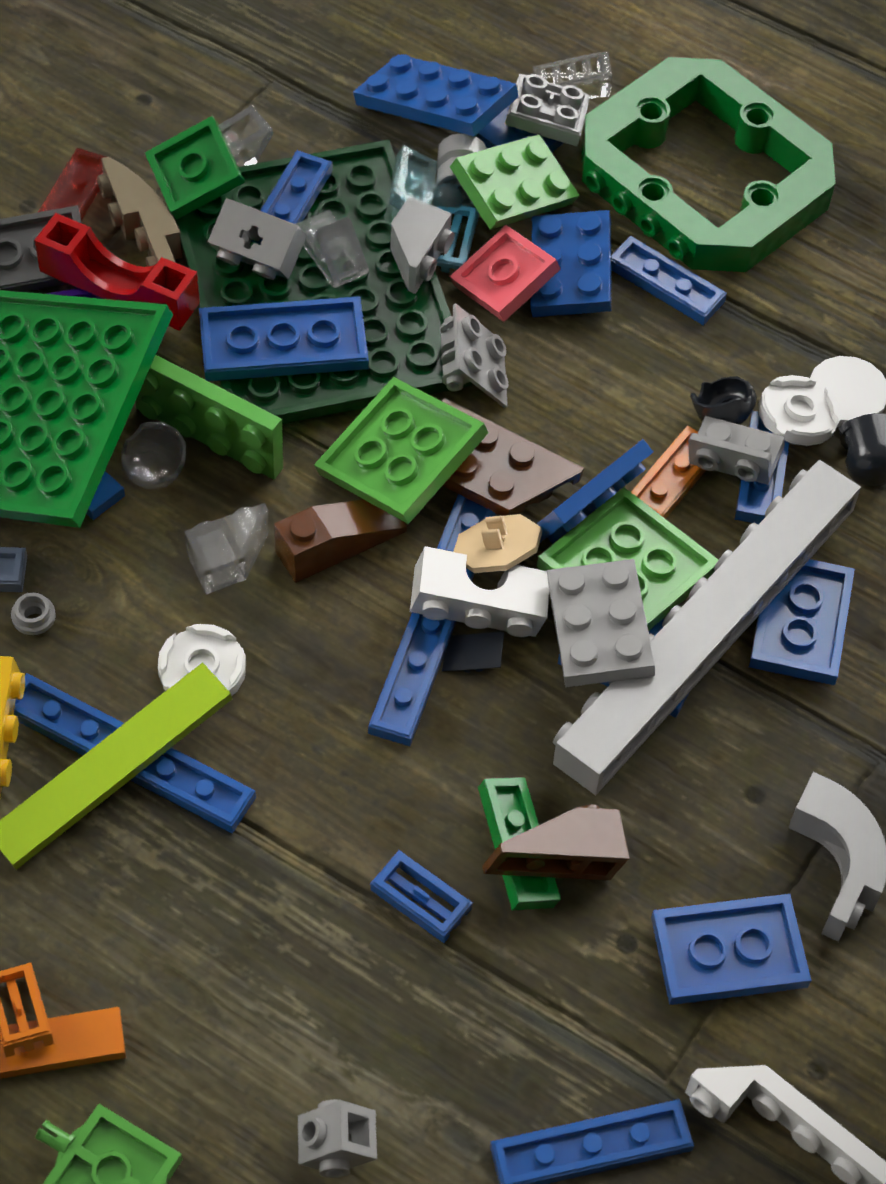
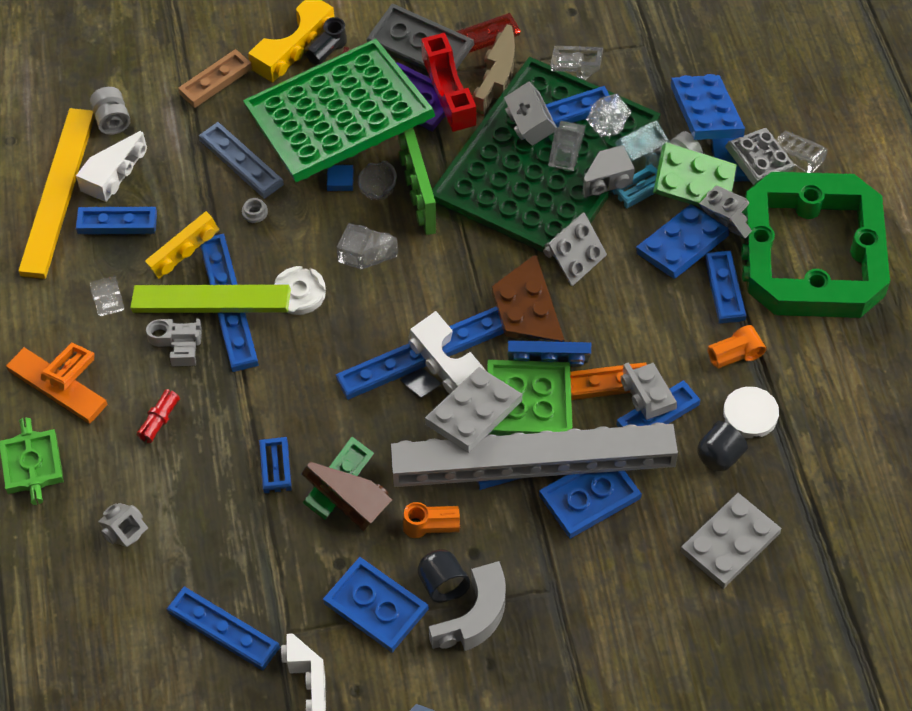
camera: 50 degrees right, 0 degrees up
(124, 842) = (183, 339): none -> light grey piece
(194, 167) = (541, 58): green plate -> none
(209, 967) = (158, 416): none -> red pin
(283, 338) = (495, 171): blue tile -> none
(331, 534) = (418, 278): reddish brown slope -> none
(348, 177) = (608, 115): none -> clear brick
(401, 449) = (486, 262): bright green plate -> none
(498, 543) = (479, 339): tan piece -> none
(505, 273) = (638, 219): coral plate -> none
(595, 187) = (727, 209): none -> light grey bracket
(677, 795) = (432, 519): none -> orange piece
(725, 399) = (674, 365): black hair -> none
(760, 329) = (742, 345): none -> orange piece
(765, 845) = (438, 568): none -> black helmet
(799, 410) = (706, 398): white tile -> none

